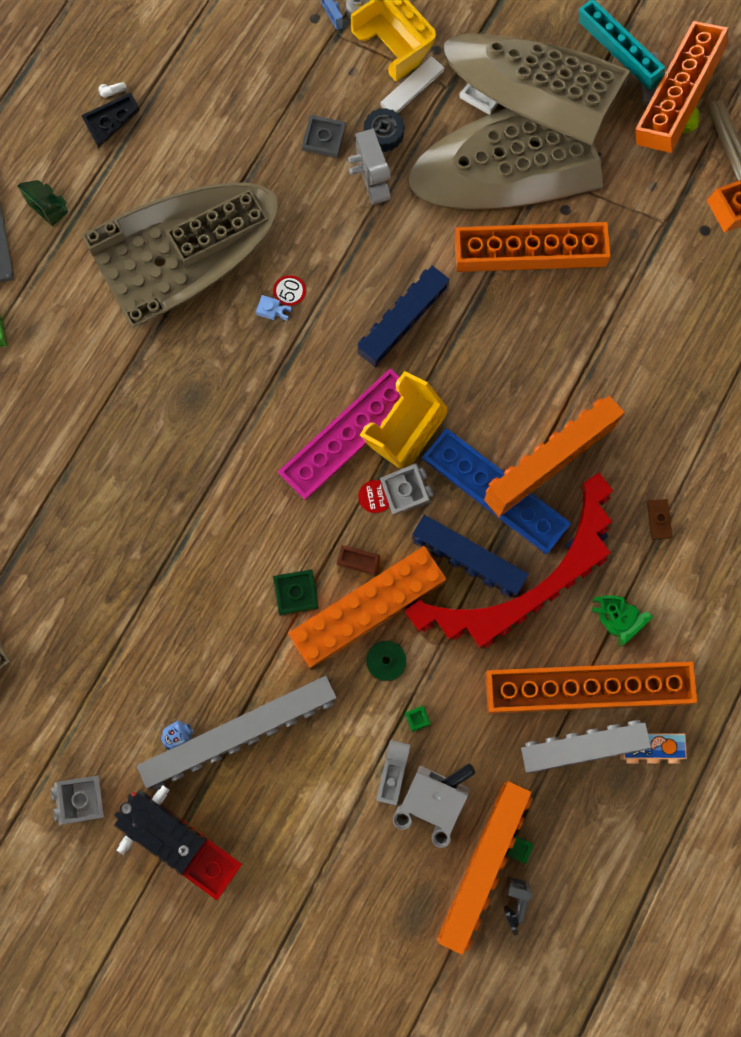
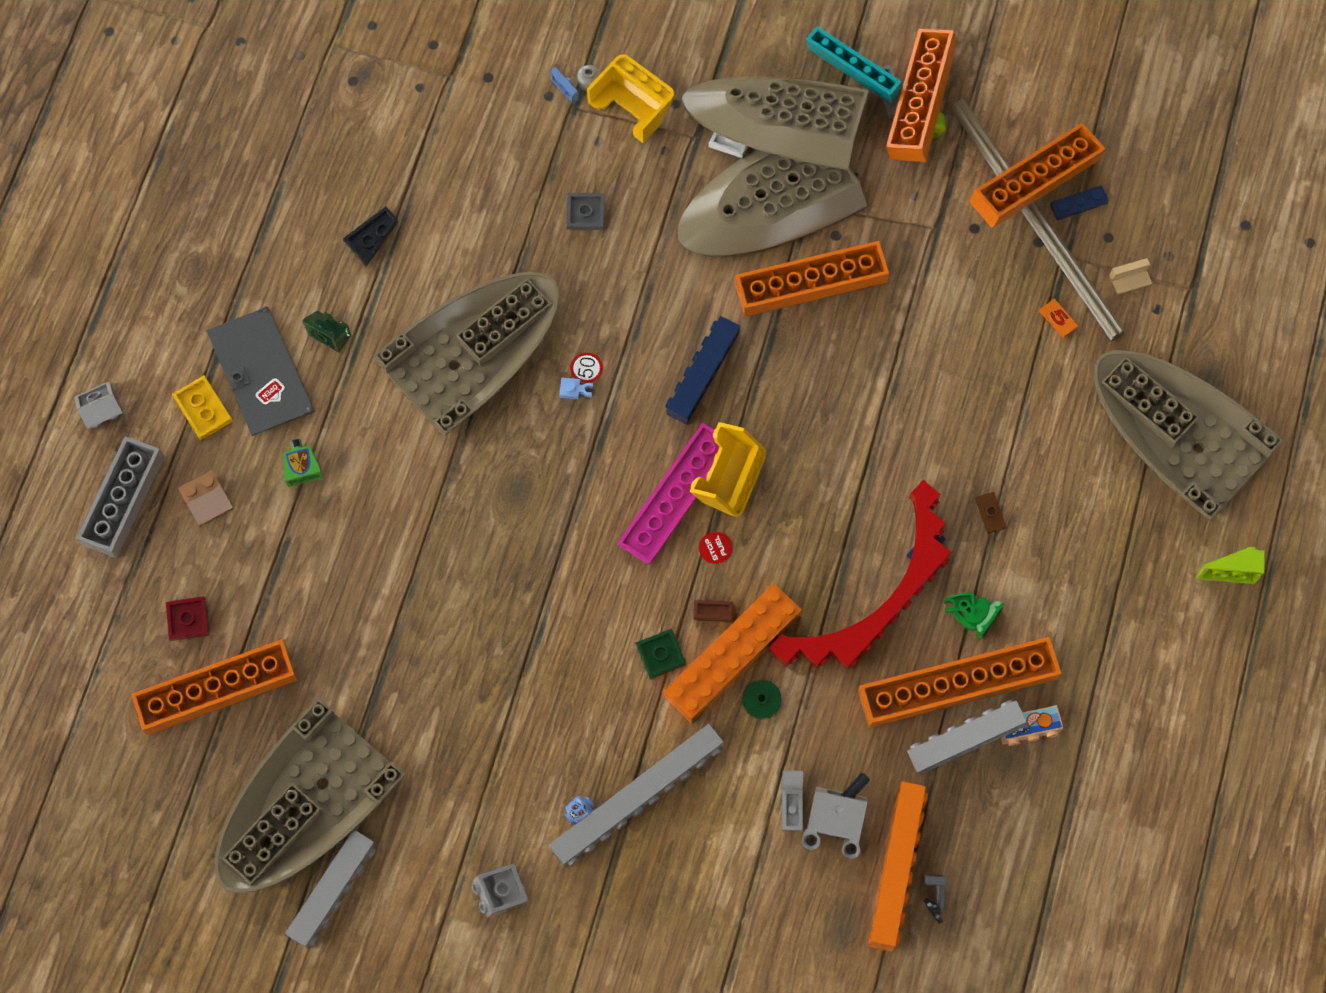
camera: 10 degrees left, 5 degrees down
(107, 91) = (366, 207): white arm -> none
(174, 842) = (602, 907): piece -> none
(371, 166) = (640, 232): light grey piece -> none
(389, 120) = (638, 202): black wheel -> none
(407, 489) = (744, 533): light grey plate -> none
(413, 85) = (660, 145): white tile -> none
(417, 718) = (803, 747): green tile -> none
(469, 556) = (818, 584): dark blue brick -> none
(474, 472) = (830, 518): blue plate -> none
(520, 850) = (927, 846): green tile -> none
(553, 455) = (877, 473): orange brick -> none

